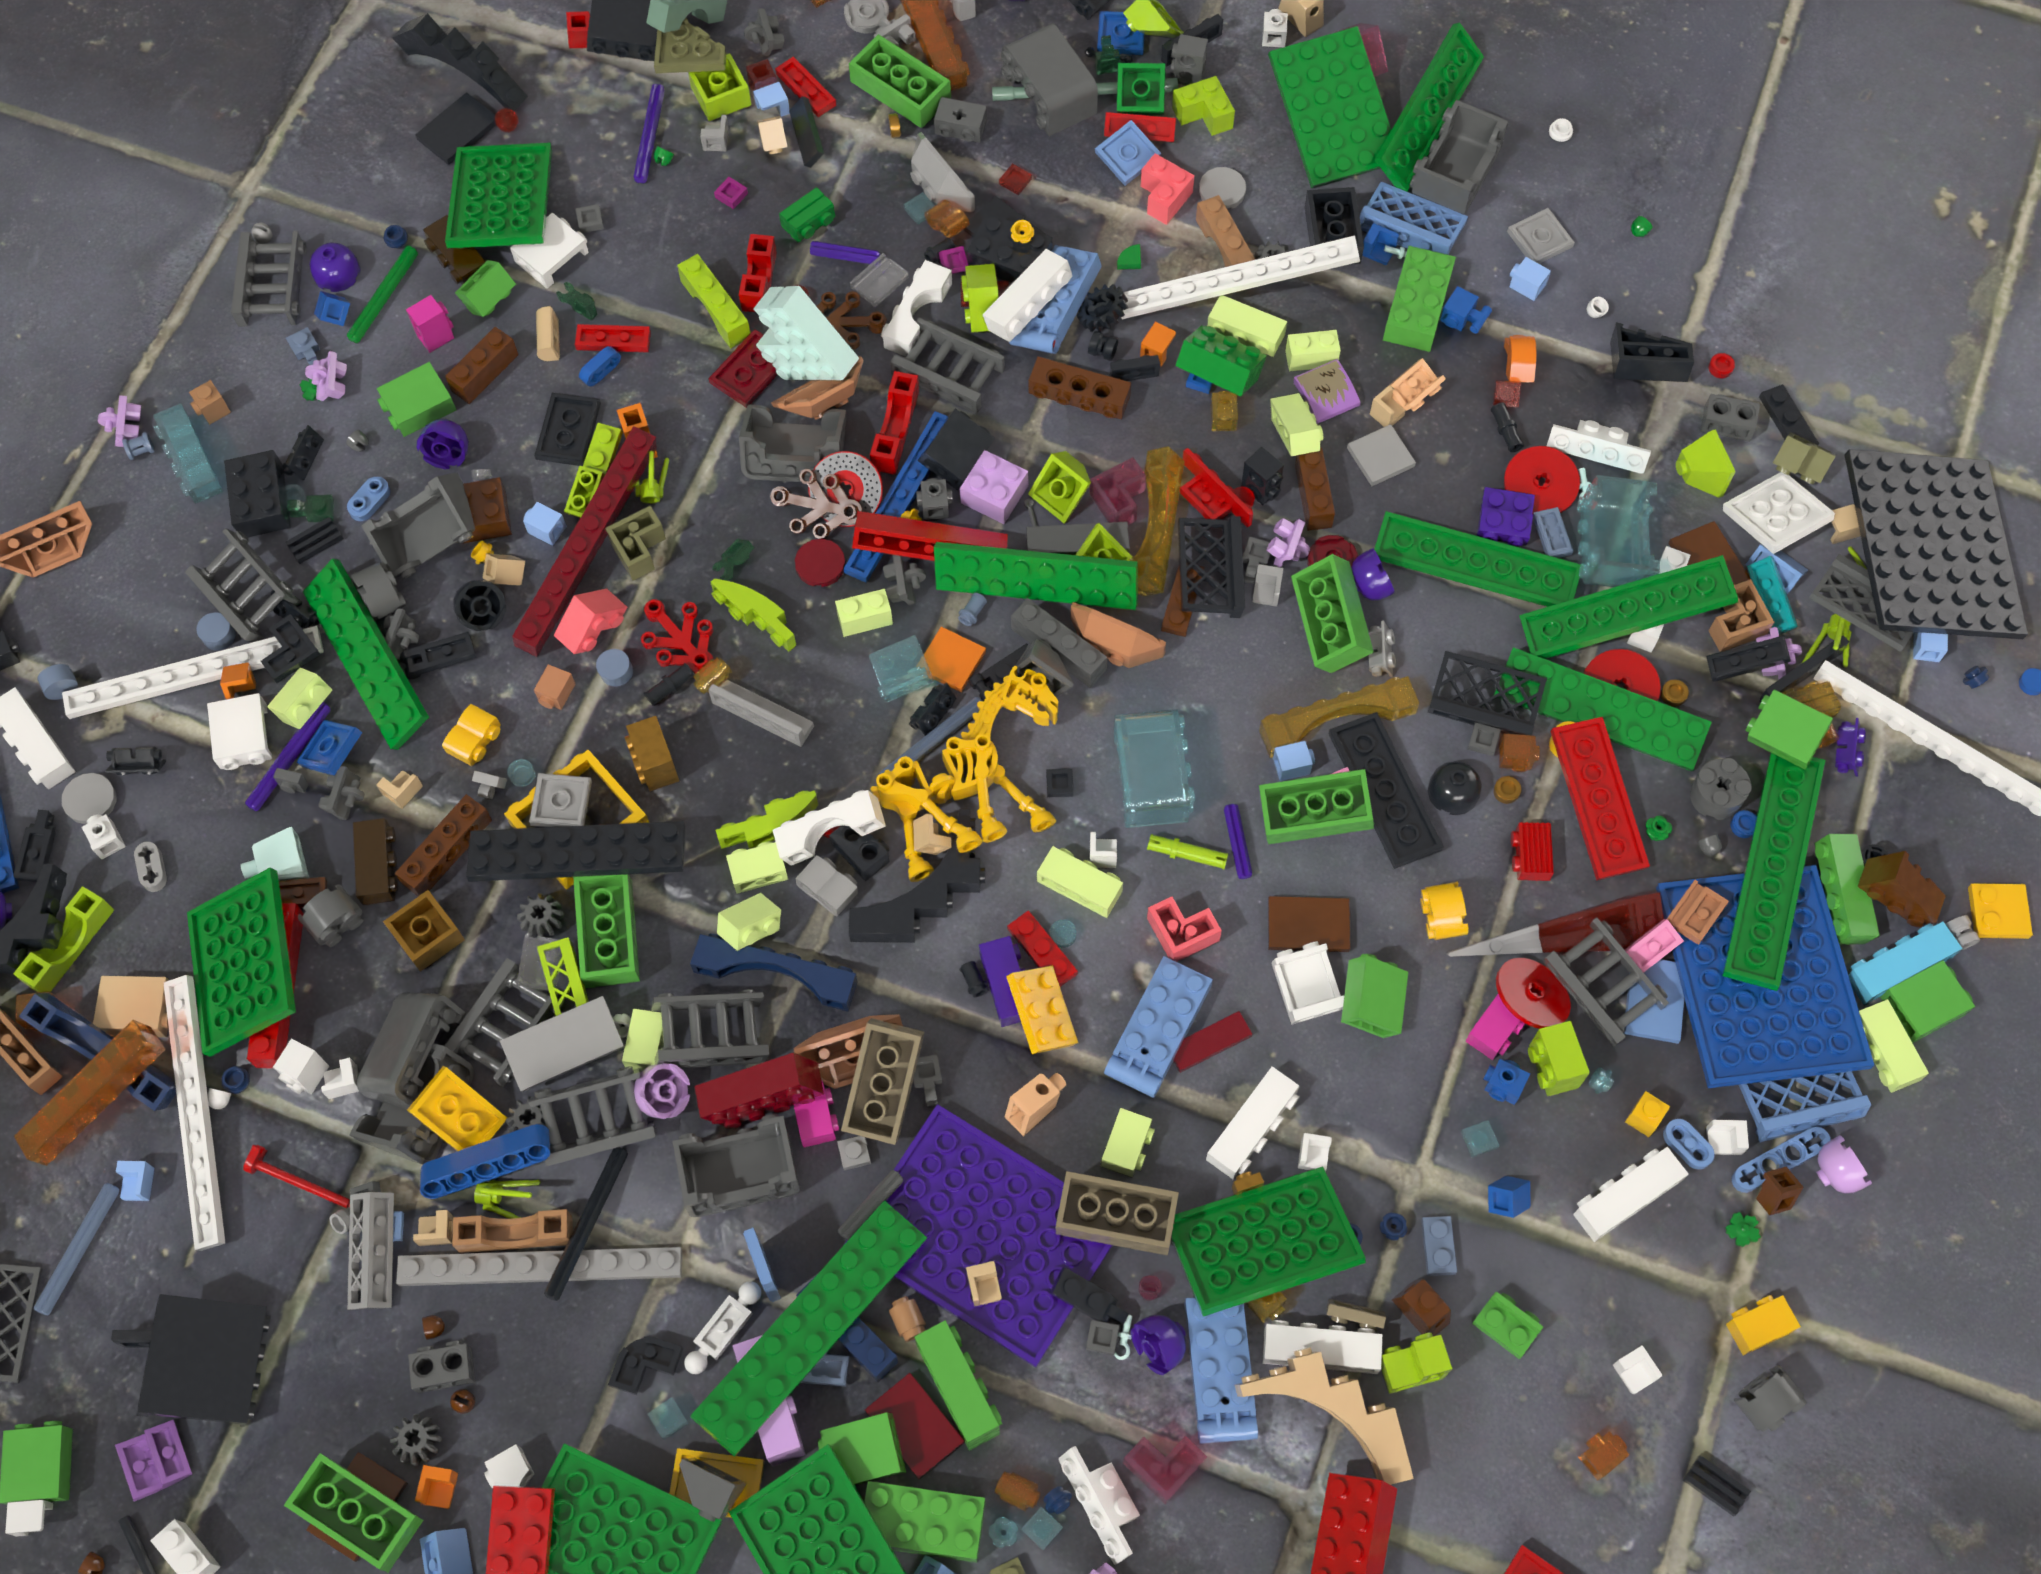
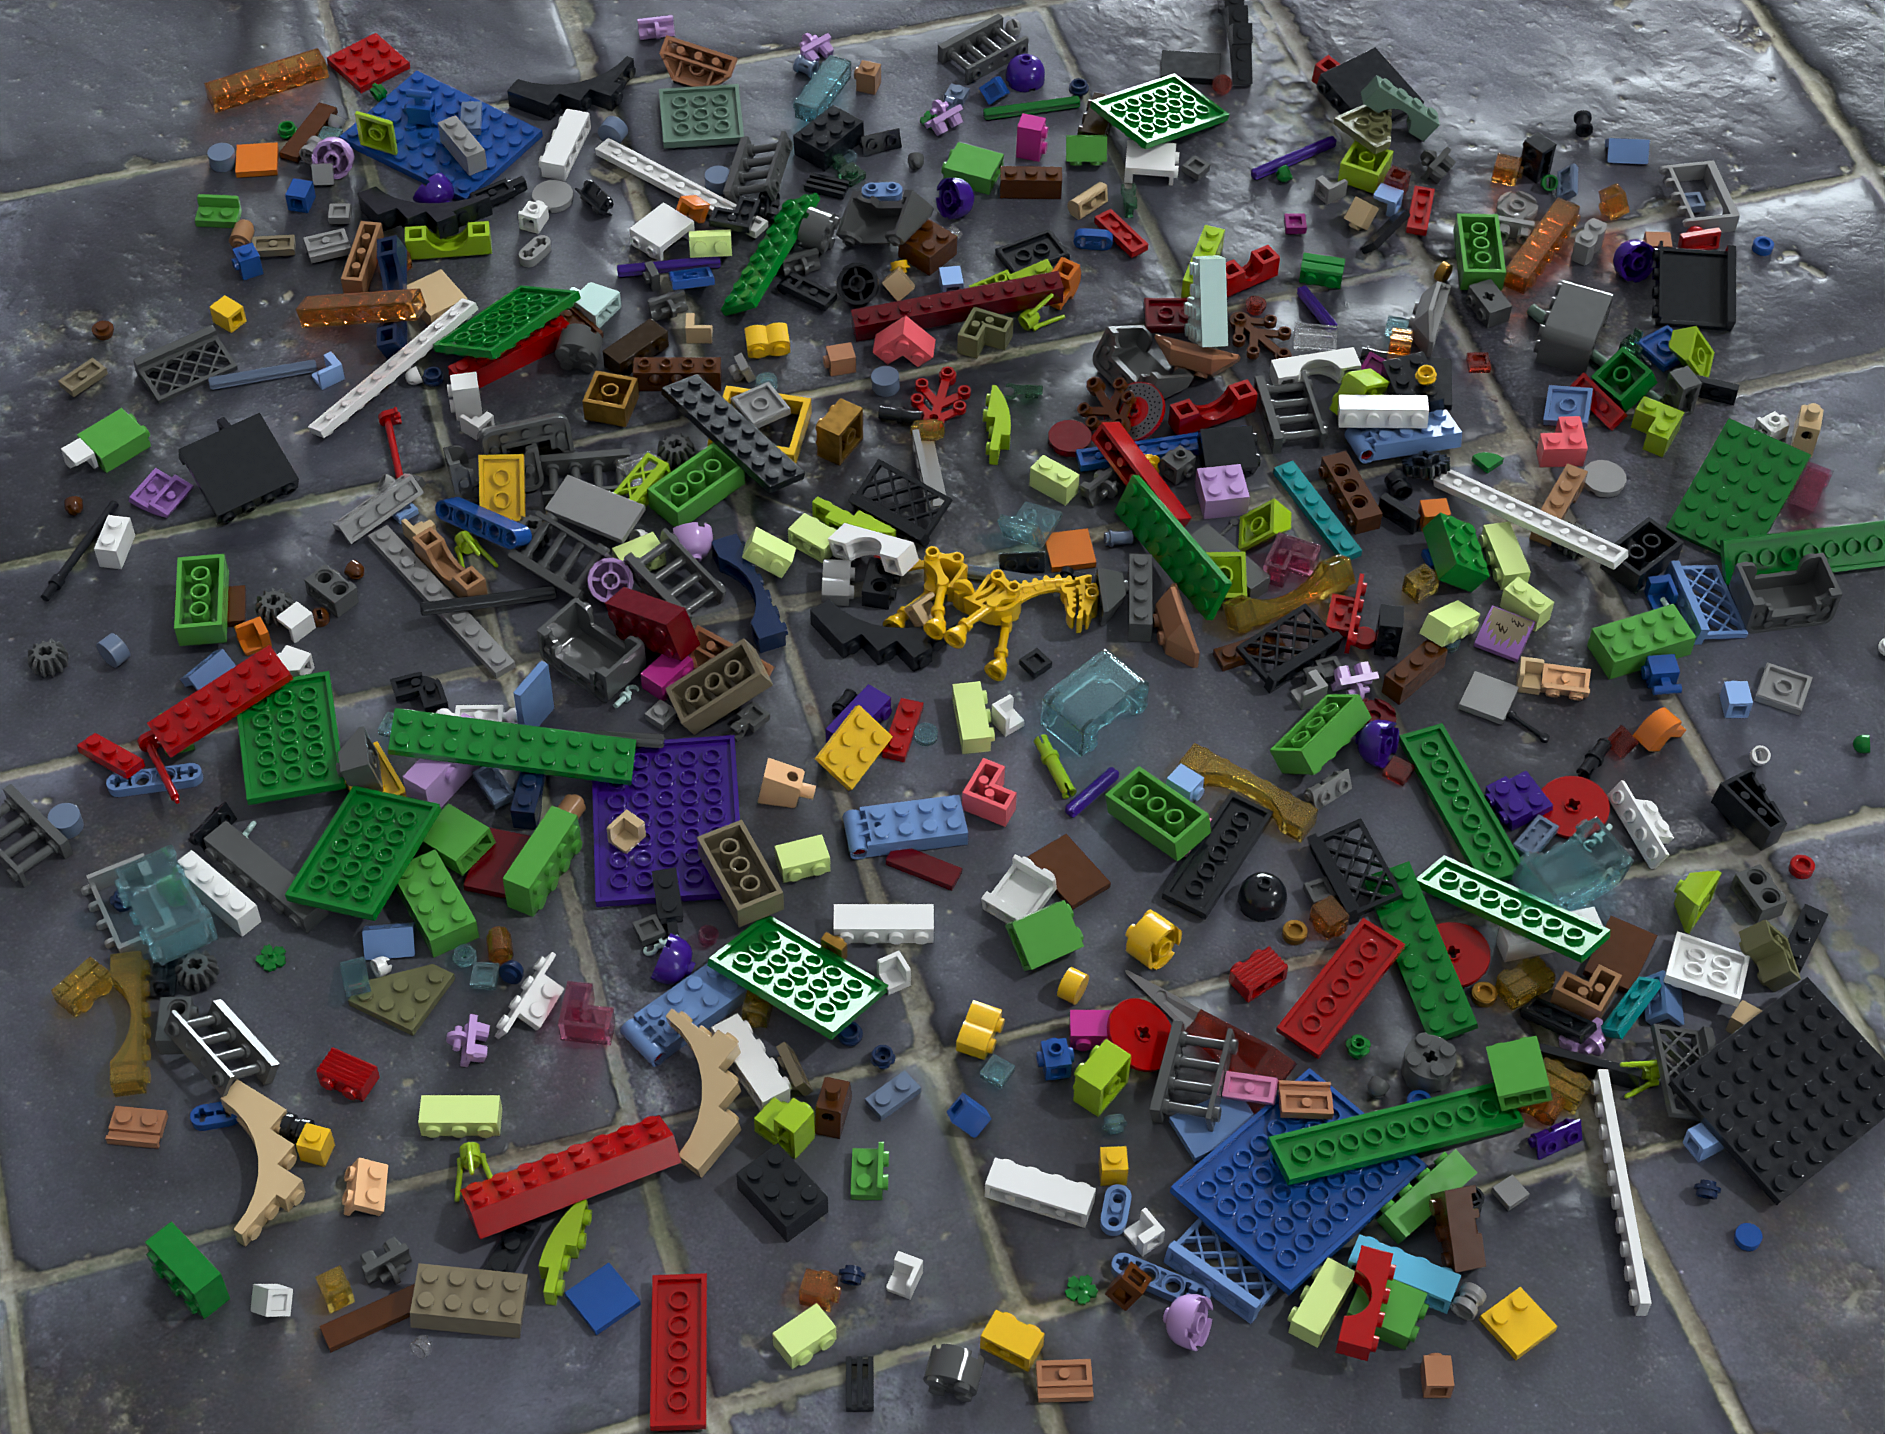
camera: 50 degrees right, 15 degrees down
(112, 586) = (701, 116): none -> sand green plate
(453, 1429) = (297, 620): none -> white panel
(676, 978) = (695, 538): none -> lavender cylinder
(792, 783) = (885, 515): none -> black fence
(805, 1170) = (625, 696): none -> light aqua hand
(1074, 429) = (1316, 510): none -> teal plate
(1403, 581) = (1398, 770): none -> clear red tile
(1427, 1122) = (979, 1030): none -> yellow brick
(1439, 1010) = (1073, 985): none -> yellow piece
(1452, 446) = (1544, 737): none -> black hinge
(1482, 1417) = (782, 1192): none -> black brick
(1606, 1416) = (851, 1275): none -> dark blue plate
(1644, 1501) = (804, 1336): none -> yellowish green brick
(1690, 654) = (1524, 982): none -> clear yellow brick
(1827, 1309) = (1064, 1380): none -> nougat plate
(1877, 822) = (1510, 1192): none -> light grey tile
(1955, 1041) = (1358, 1330): none -> red arch
(2013, 1010) = (1437, 1376): none -> nougat brick

